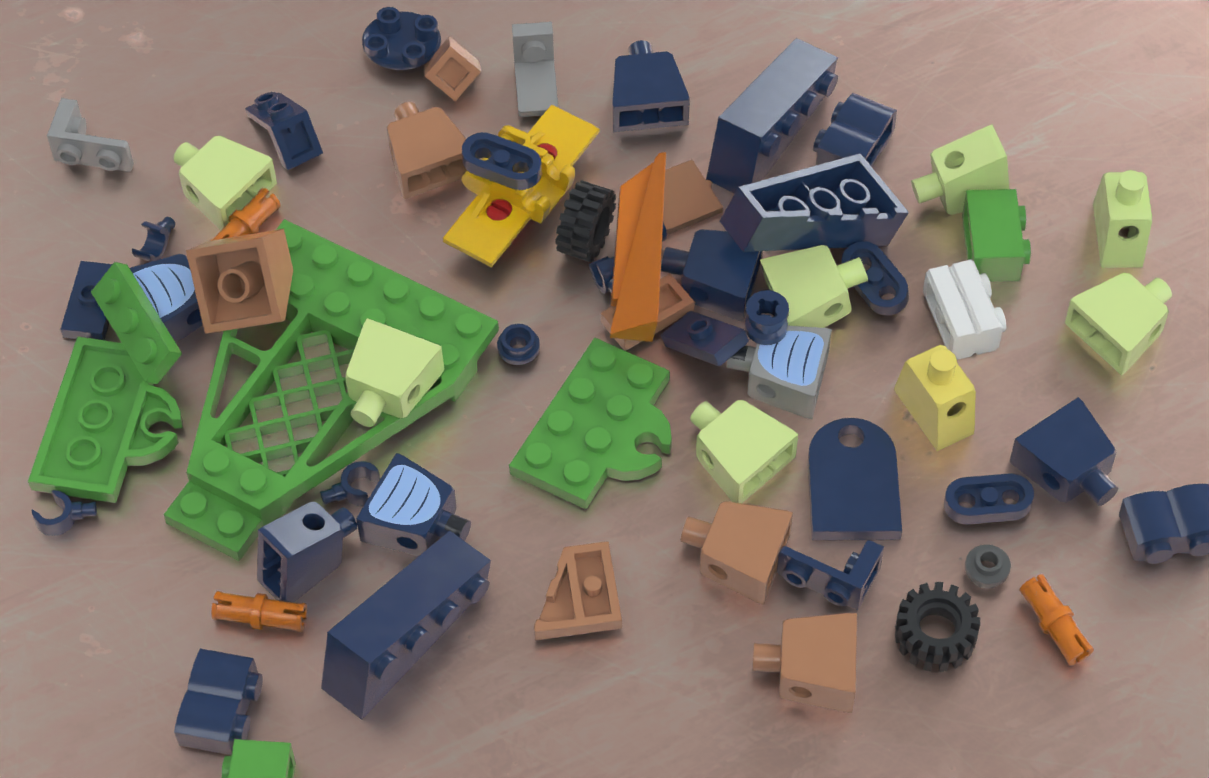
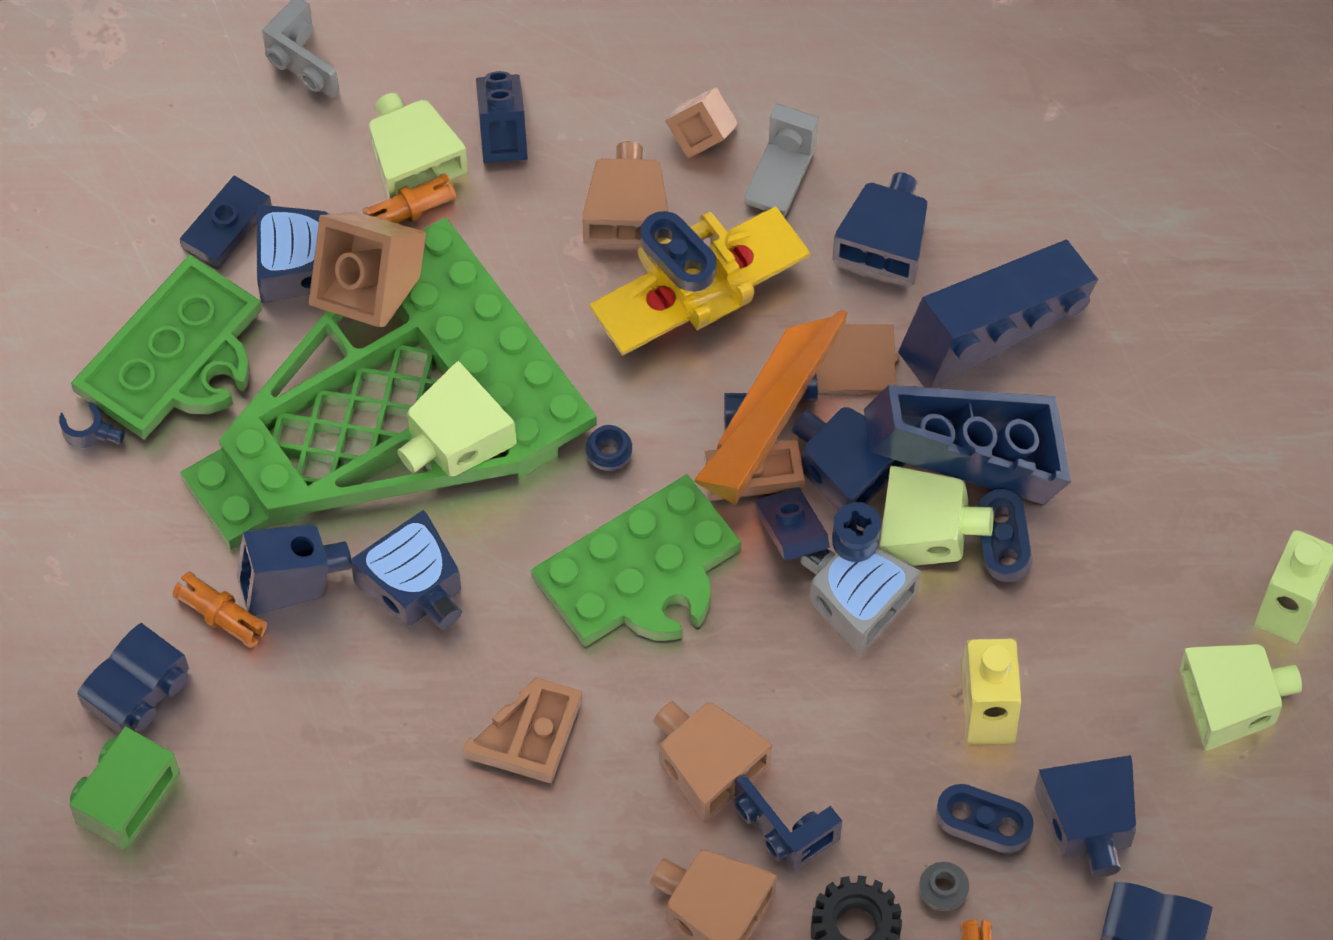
camera: 25 degrees right, 5 degrees up
(136, 323) = (246, 266): bright green plate -> none
(156, 240) = (317, 184): dark blue piece -> none
(343, 489) = (361, 522): dark blue piece -> none
(401, 39) = (668, 67): dark blue dish -> none
(401, 623) = (342, 681): dark blue wedge -> none
(585, 221) = (738, 347): black tyre -> none
(742, 447) = (767, 653): yellowish green torso -> none
(853, 487) = (858, 743): dark blue tile -> none
(856, 128) = (1075, 371): dark blue brick -> none
(963, 165) = (1159, 465): yellowish green torso -> none
(963, 309) = (1074, 609): white brick -> none
(994, 233) = (1153, 544): bright green brick -> none

